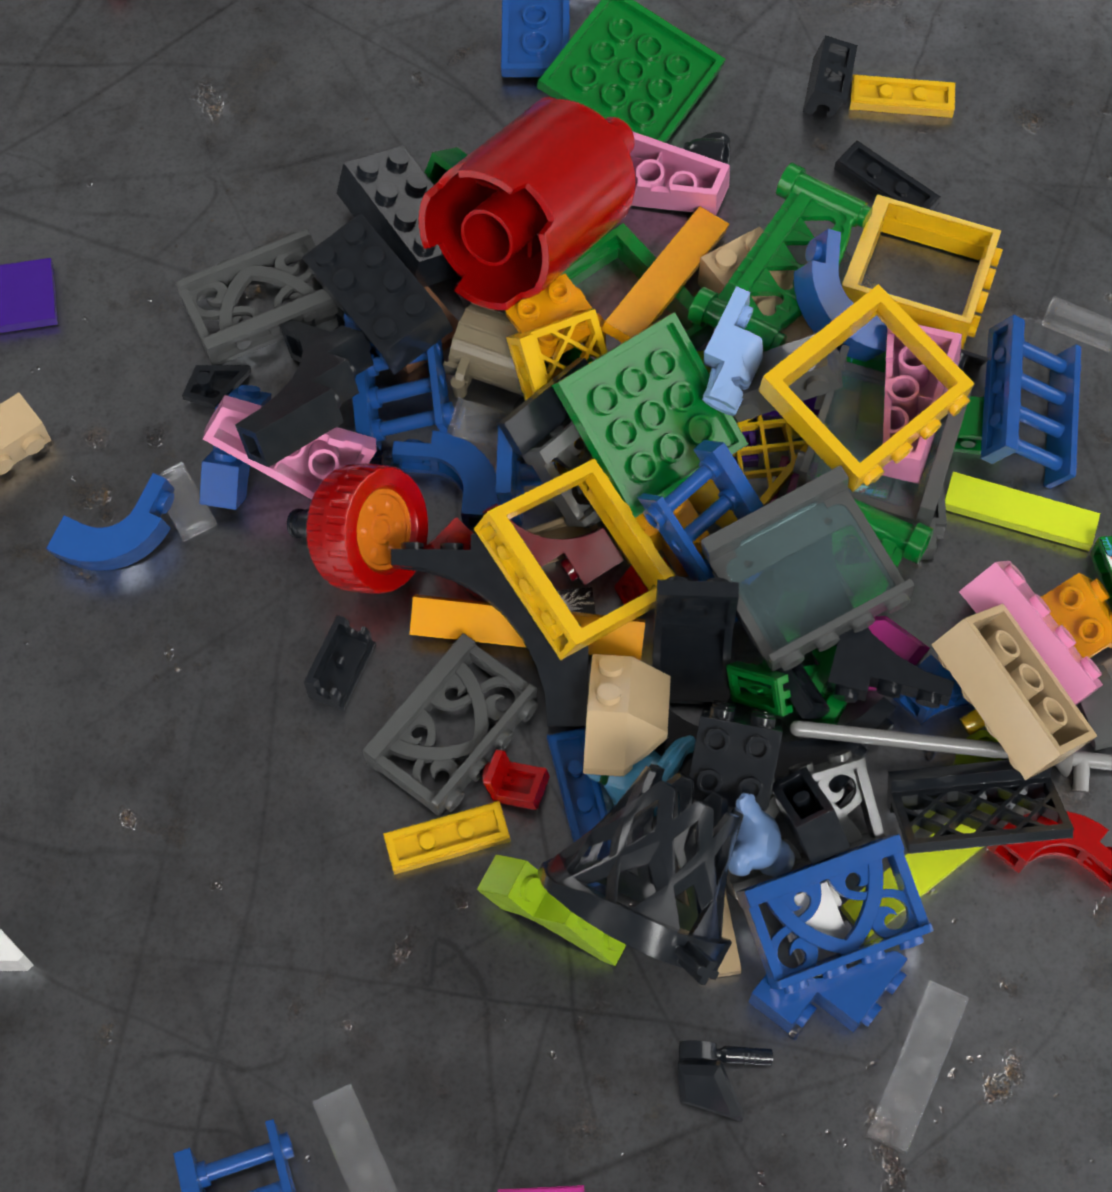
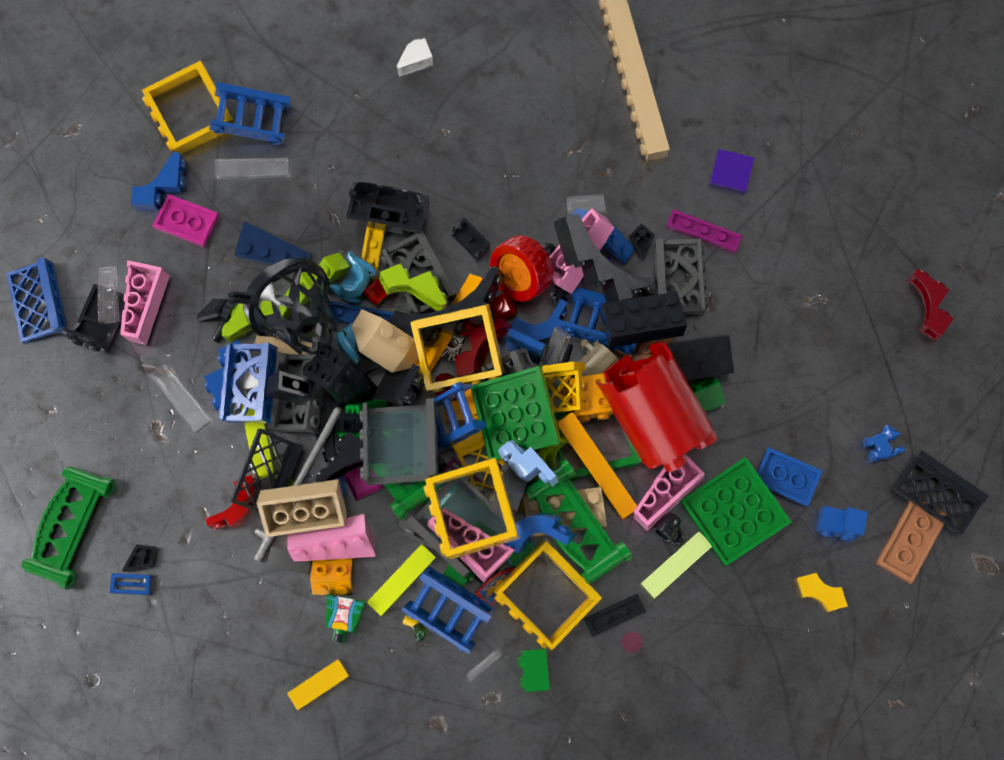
camera: 115 degrees right, 10 degrees up
(121, 543) = (575, 158): blue arch -> none
(154, 298) = (706, 231): none -> magenta tile
(342, 824) = (387, 207): none -> black piece
(481, 688) = (422, 286): none -> lime arch
(517, 828) = (355, 281): none -> dark azure hair
(529, 1054) = (264, 247): none -> dark blue wing
(537, 415) = (535, 357): black tile -> none
(694, 1008) = (238, 324): none -> lime arch
(759, 129) = (676, 565): none -> yellowish green tile
(759, 842) = (291, 361): medium blue animal -> none
(830, 75) = (690, 616): black hinge -> none
(902, 96) = (665, 652): yellow tile -> none
(914, 143) = (631, 642): none -> clear pink tile
(1044, 250) = (535, 670): none -> green brick
(1087, 443) = (419, 629): none -> clear green arm

